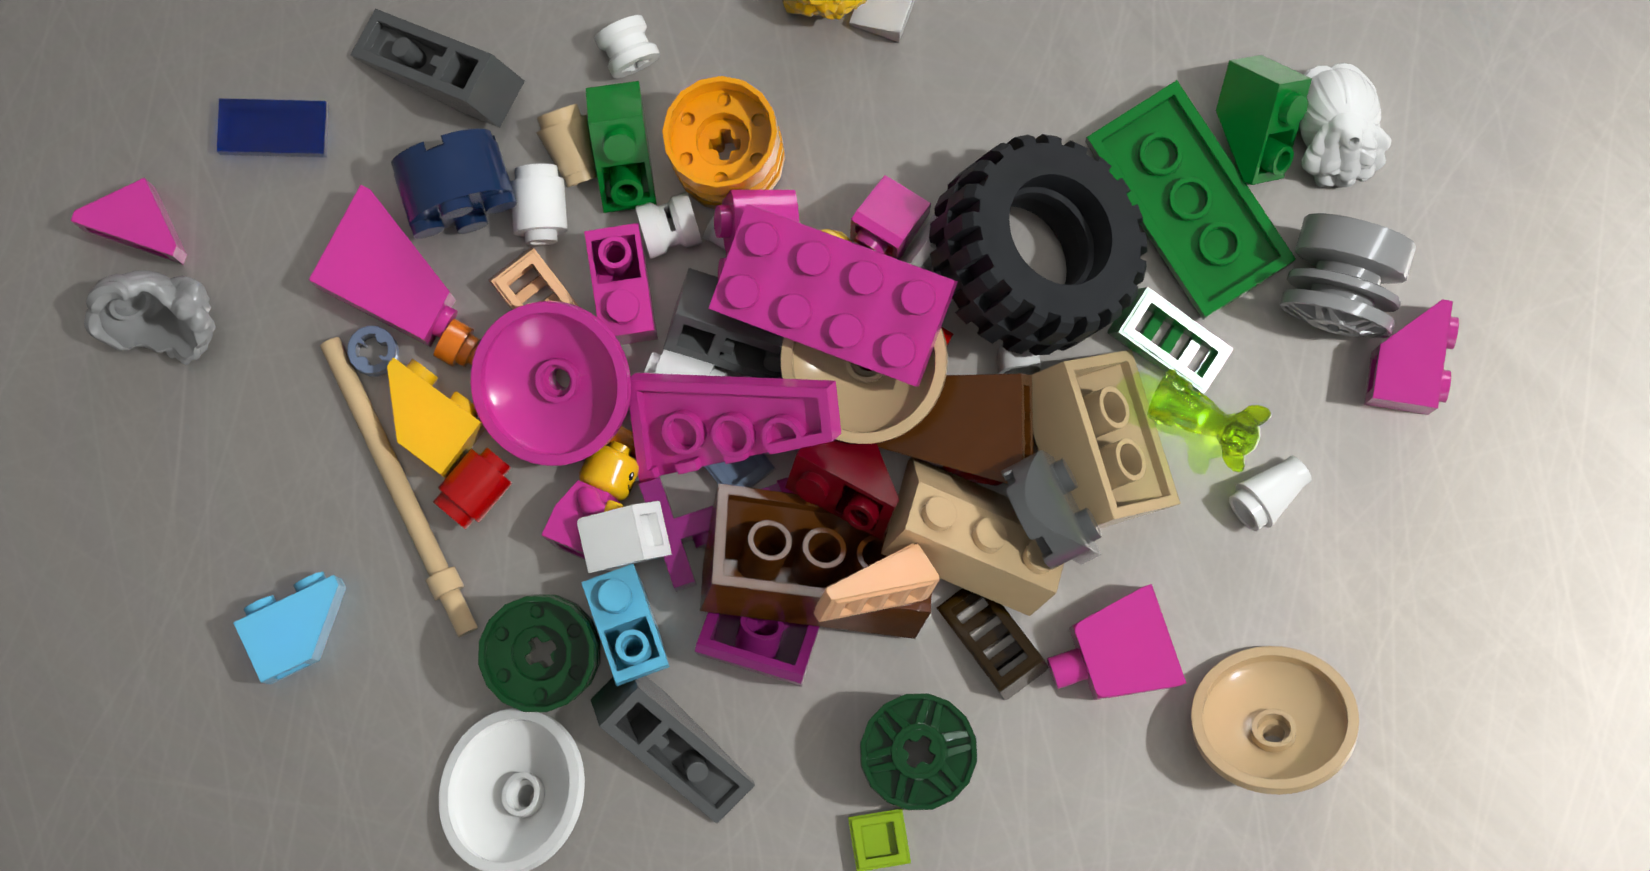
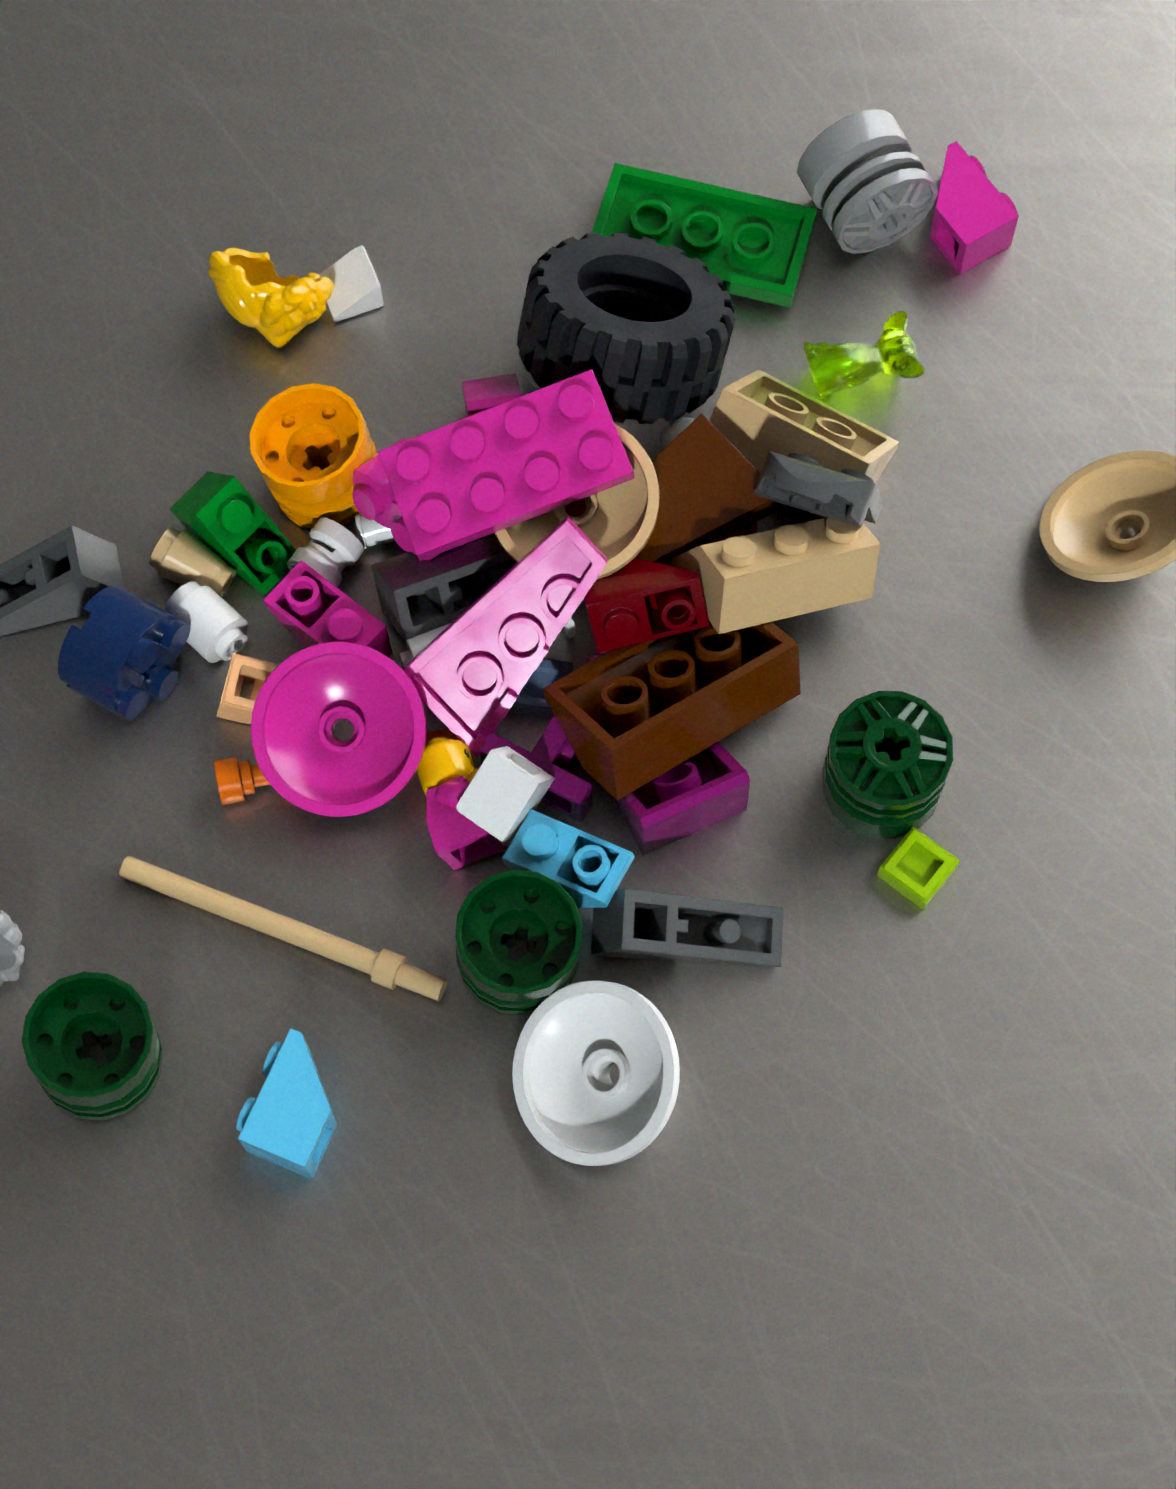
camera: 40 degrees left, 15 degrees down
(158, 464) = (74, 1018): none -> dark green wheel
(361, 363) = (168, 825): sand blue bush -> none
(383, 273) = (126, 772): dark pink slope -> none
(427, 421) = (264, 851): yellow slope -> none
(473, 487) = (345, 872): red brick -> none
(627, 46) = (175, 459): white wheel -> none
(889, 583) = (746, 643): light nougat slope -> none
(1017, 677) = (874, 668): dark brown slope -> none
(1121, 650) = (963, 569): dark pink torso -> none
(1140, 342) = (762, 355): slope -> none
(1261, 115) = (698, 135): green slope -> none
(1267, 495) = (956, 382): white cone -> none
(1342, 127) = (759, 105): white hair -> none

